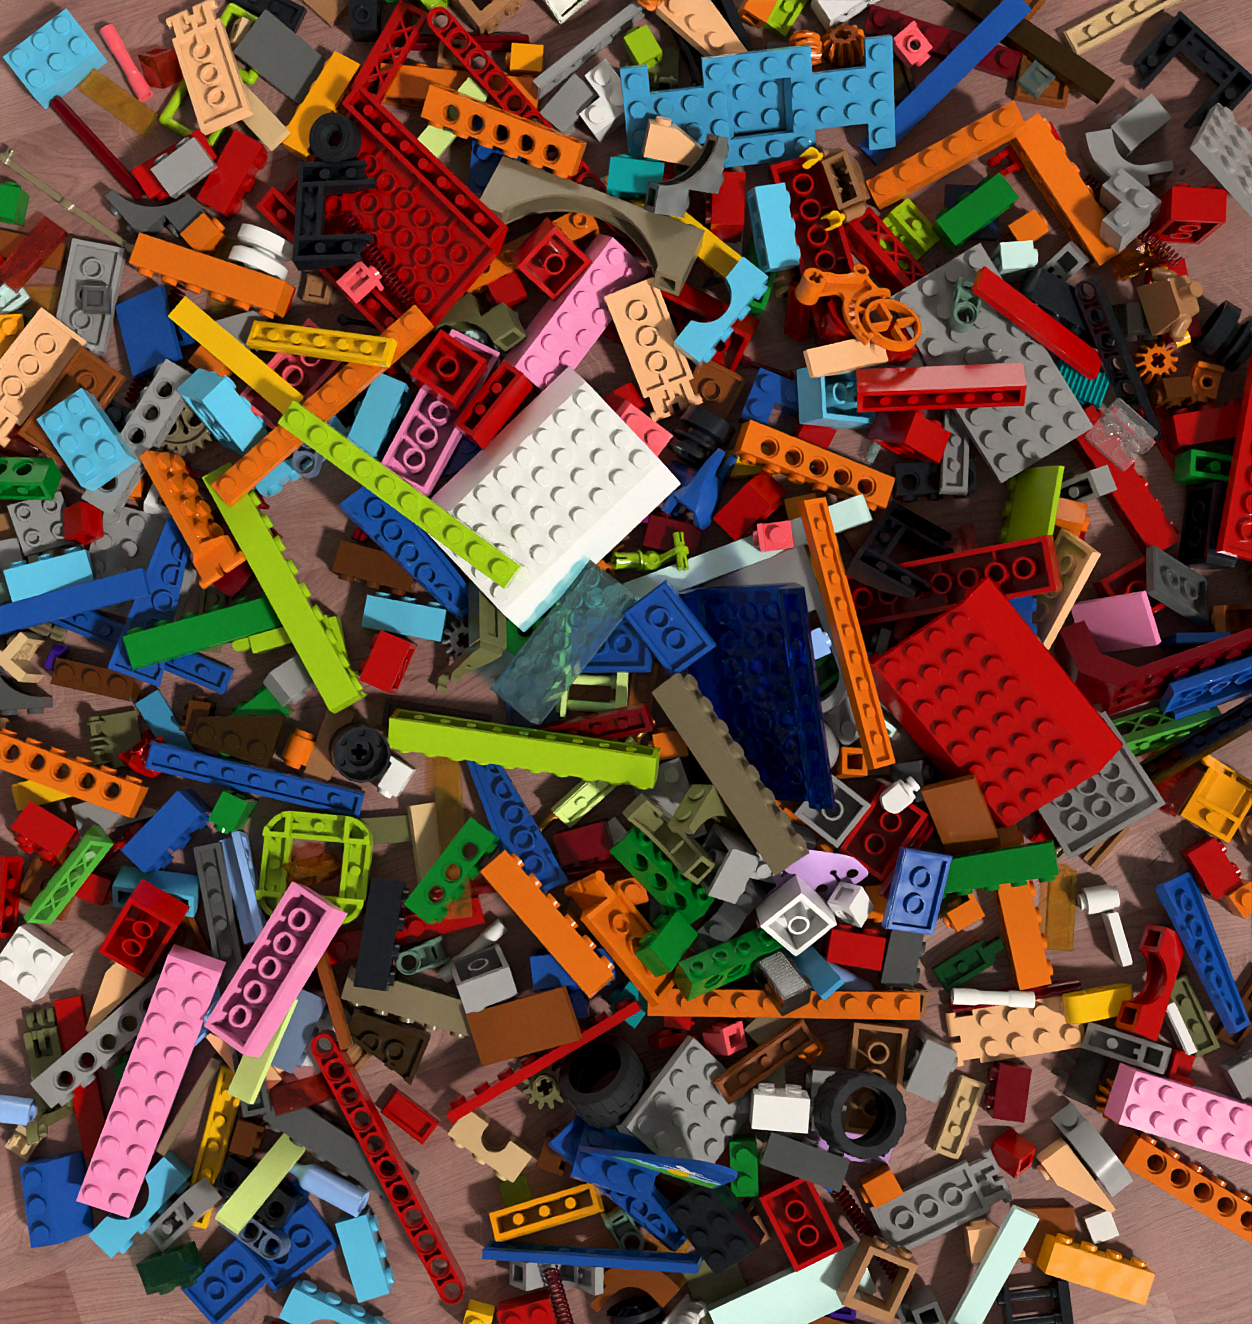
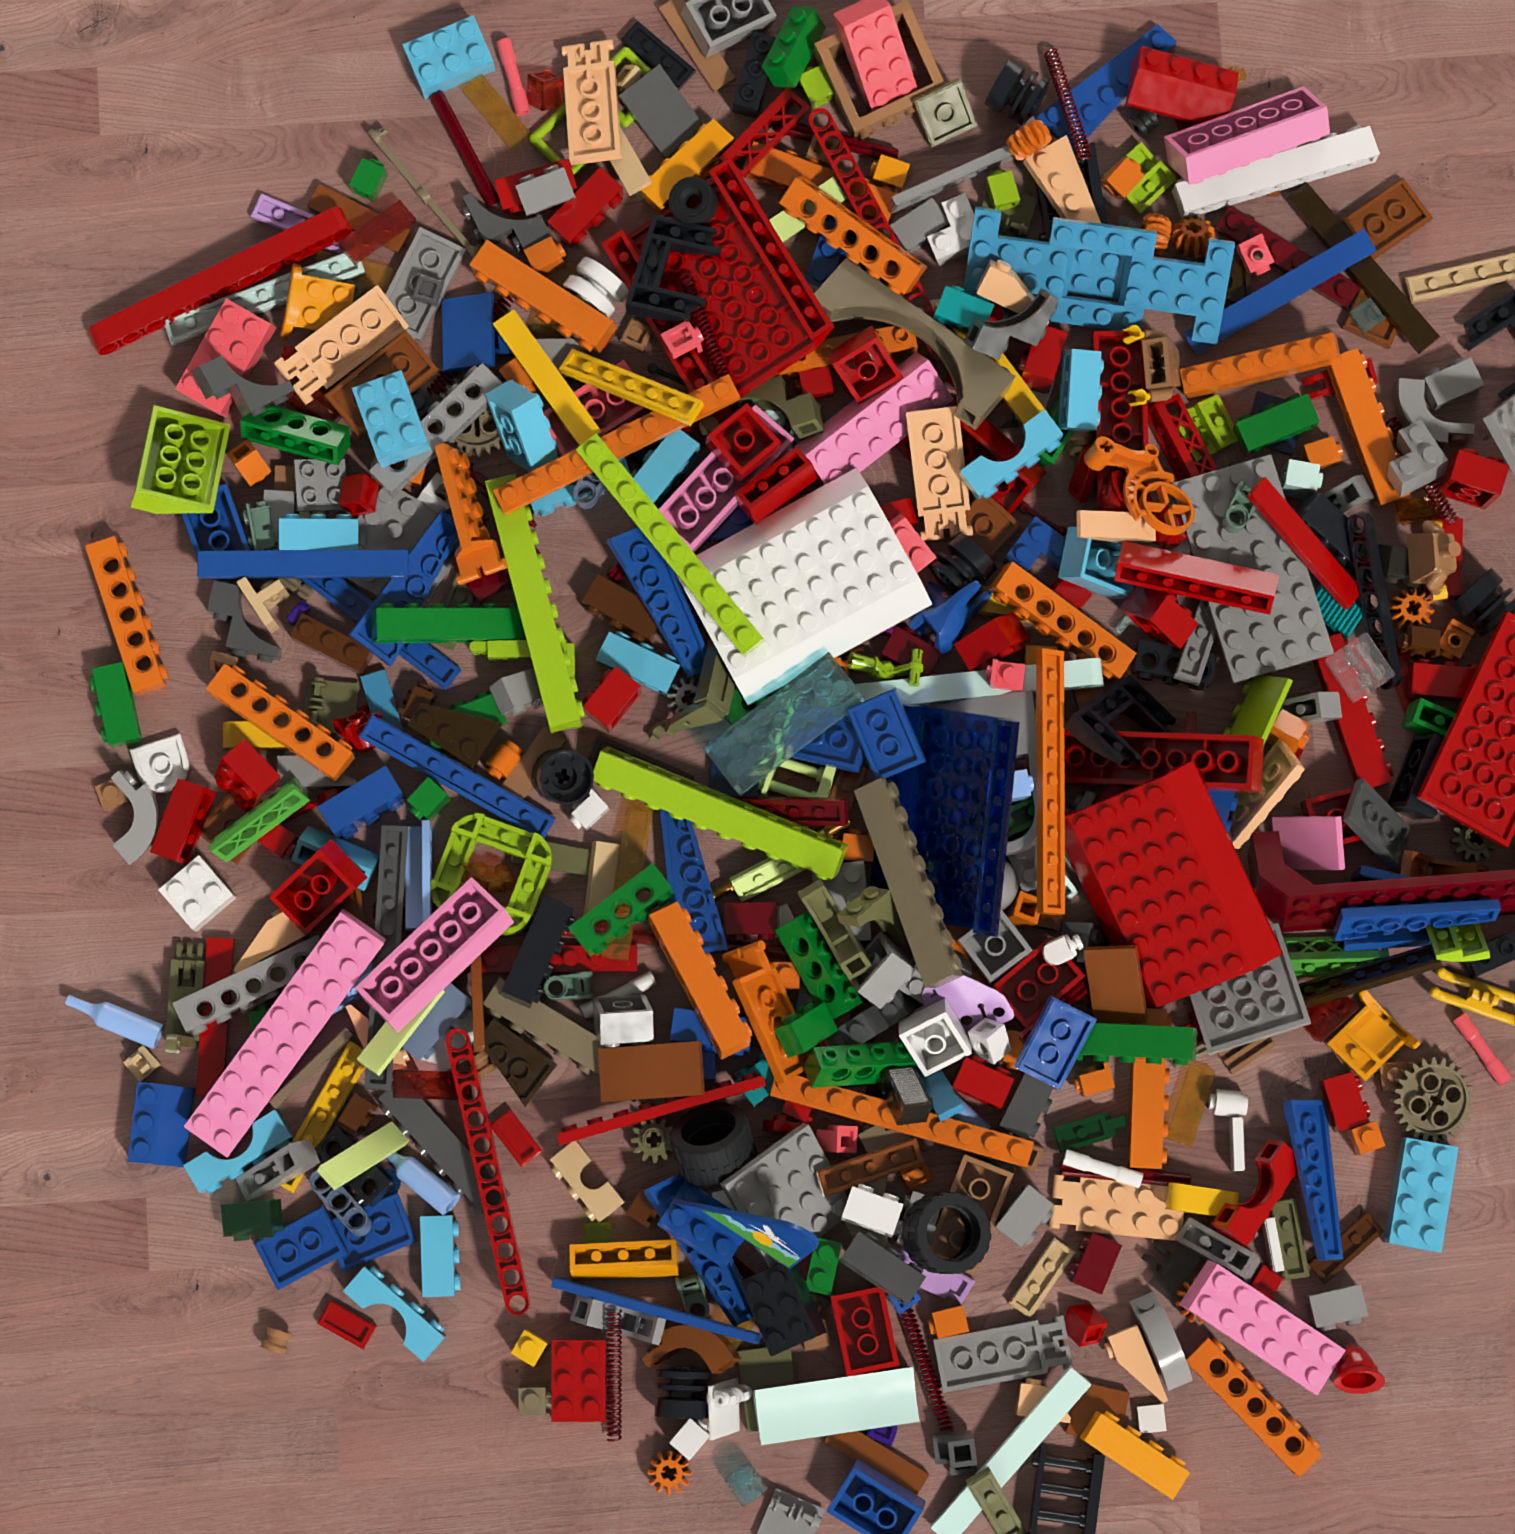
camera: 10 degrees right, 5 degrees down
(864, 1302) = (890, 1408): medium nougat window -> none

